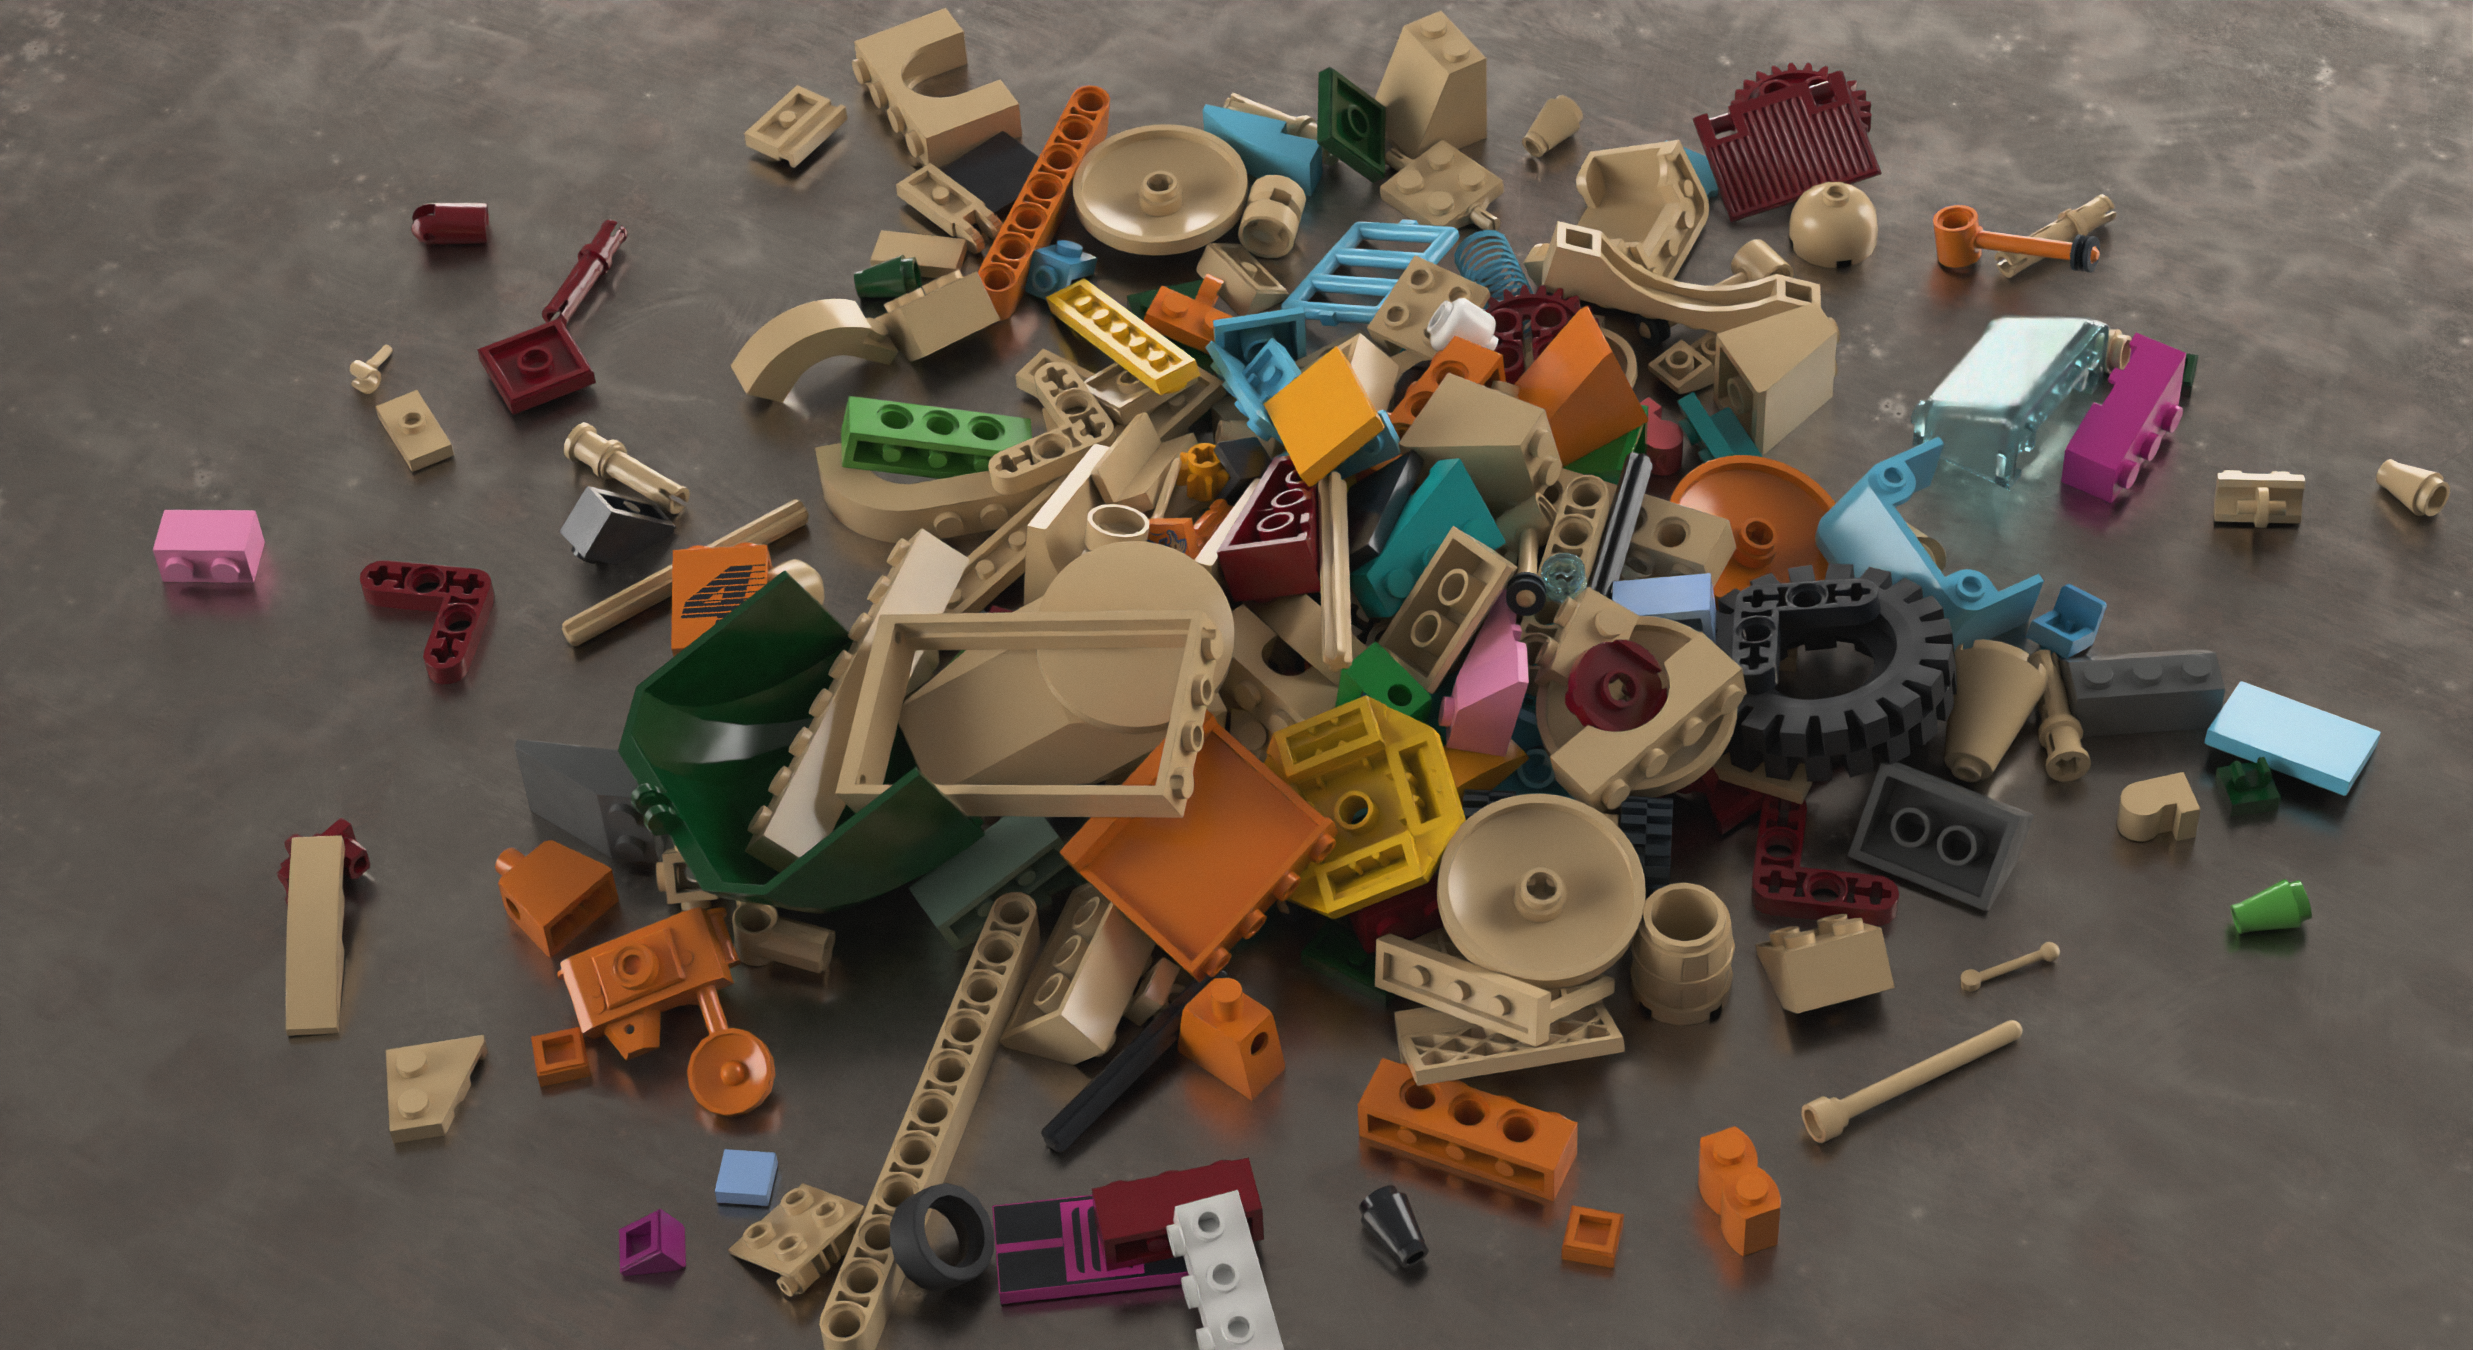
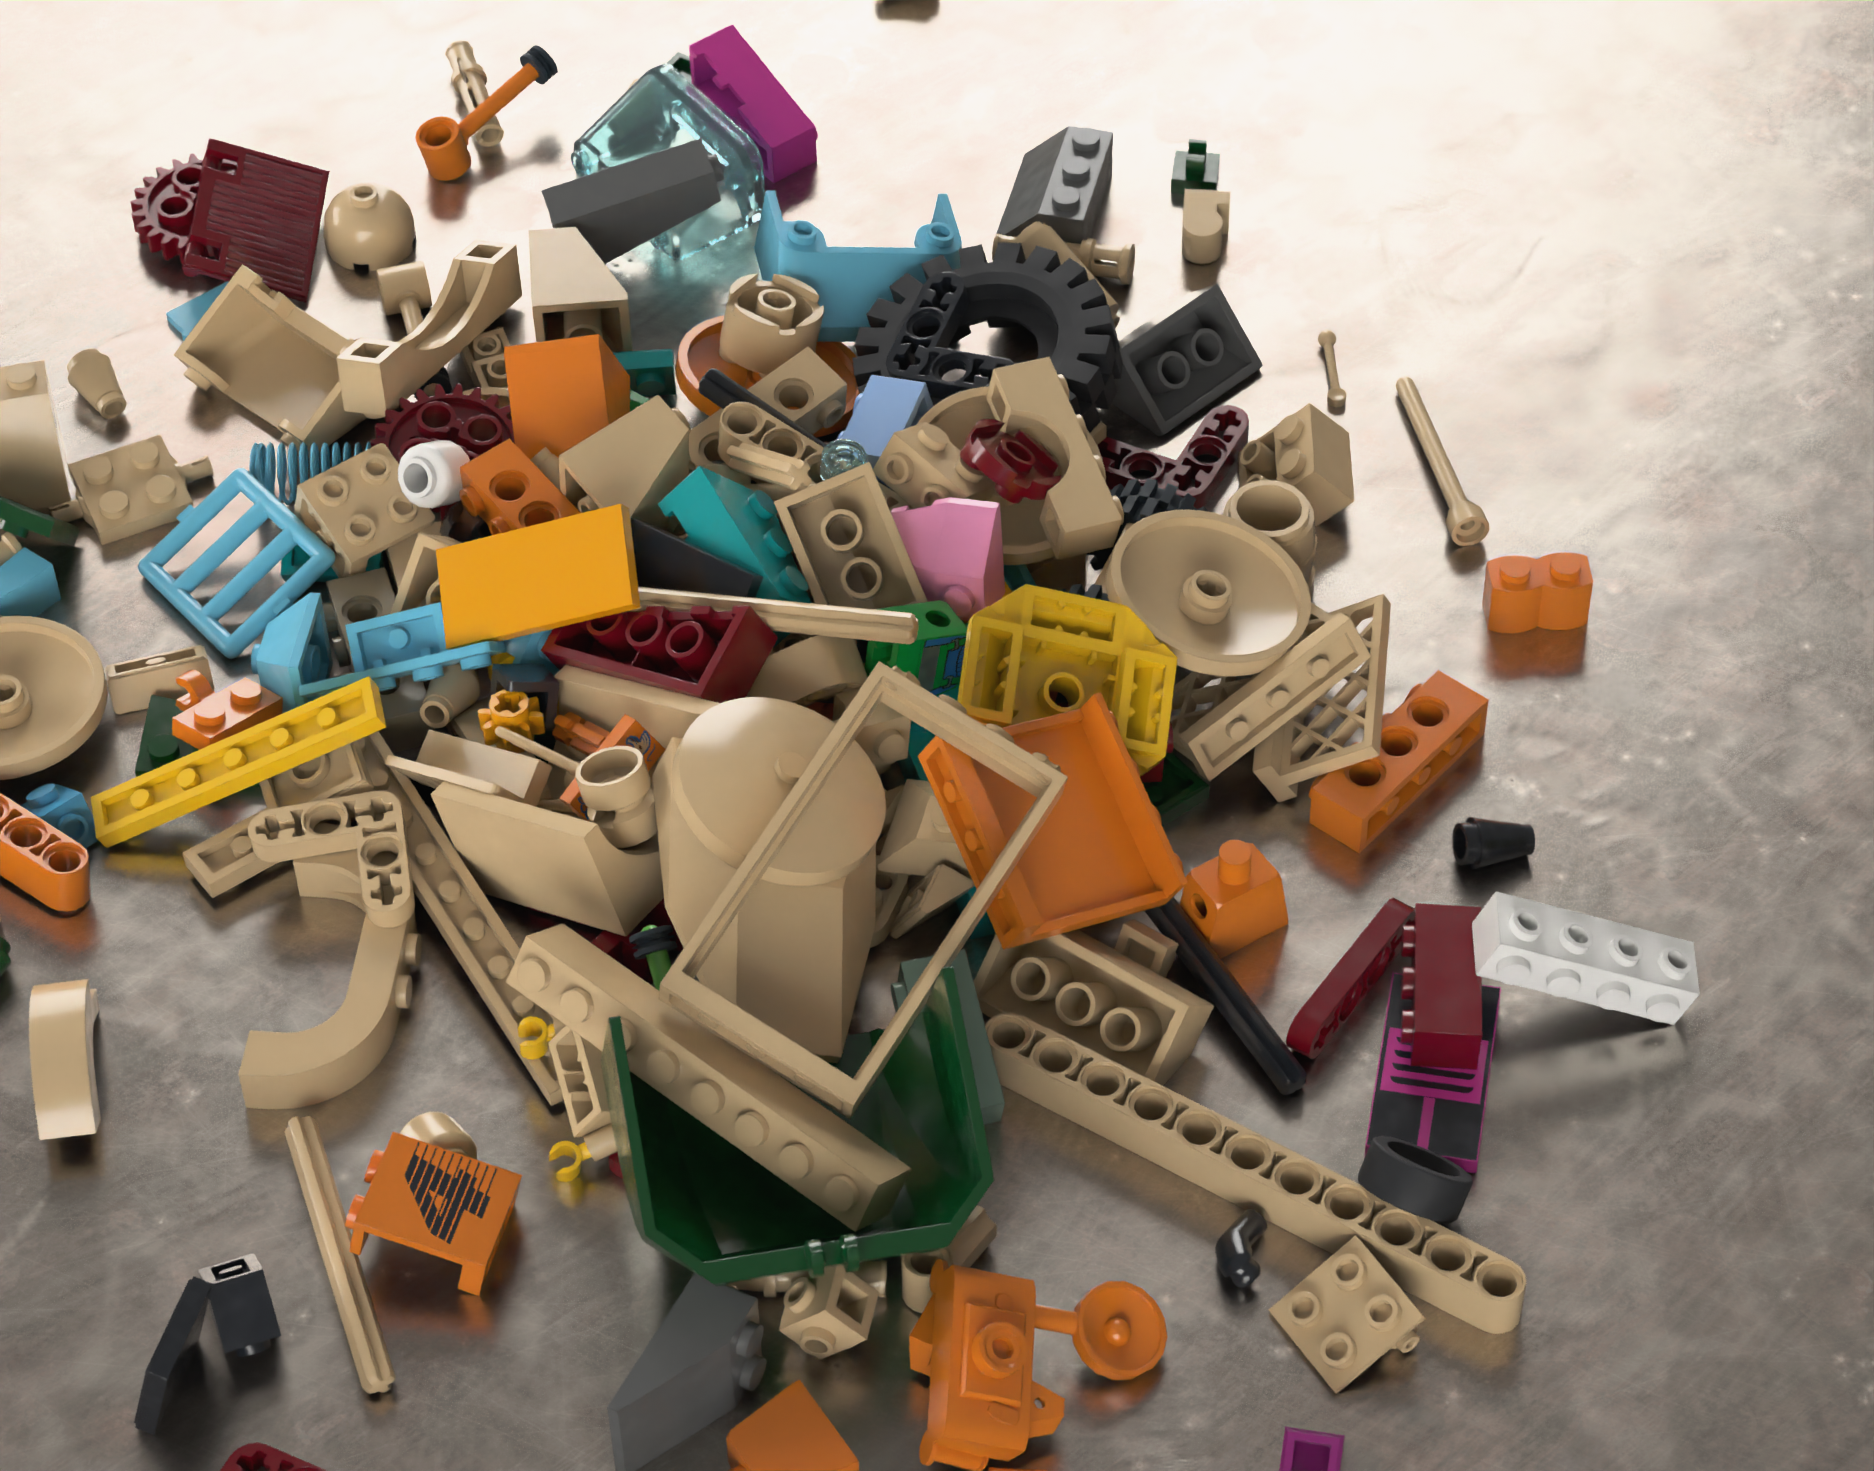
camera: 75 degrees left, 0 degrees up
(533, 496) = (172, 1355): none -> black tile
(611, 460) = (118, 1291): tan pin -> none
(746, 1177) = (1249, 1354): light blue tile -> none
(853, 1137) = (1235, 1250): none -> black arm
(924, 438) = (294, 963): bright green brick -> none
(944, 314) = (71, 931): tan slope -> none
(1136, 1140) = (1350, 980): none -> dark red beam
(1272, 216) = (105, 619): tan wheel -> none
(1509, 516) = (769, 466): none -> tan axle
(1592, 1236) = (1540, 712): orange tile -> none
(1783, 503) = (769, 322): none -> tan brick
(1905, 363) = (637, 198): none -> dark grey slope
(2070, 624) = (975, 221): dark azure bracket -> none
(2258, 497) = (874, 64): tan hips -> none
(2274, 908) = (1340, 187): bright green cone -> none
(2292, 738) = (1163, 122): medium azure tile -> none

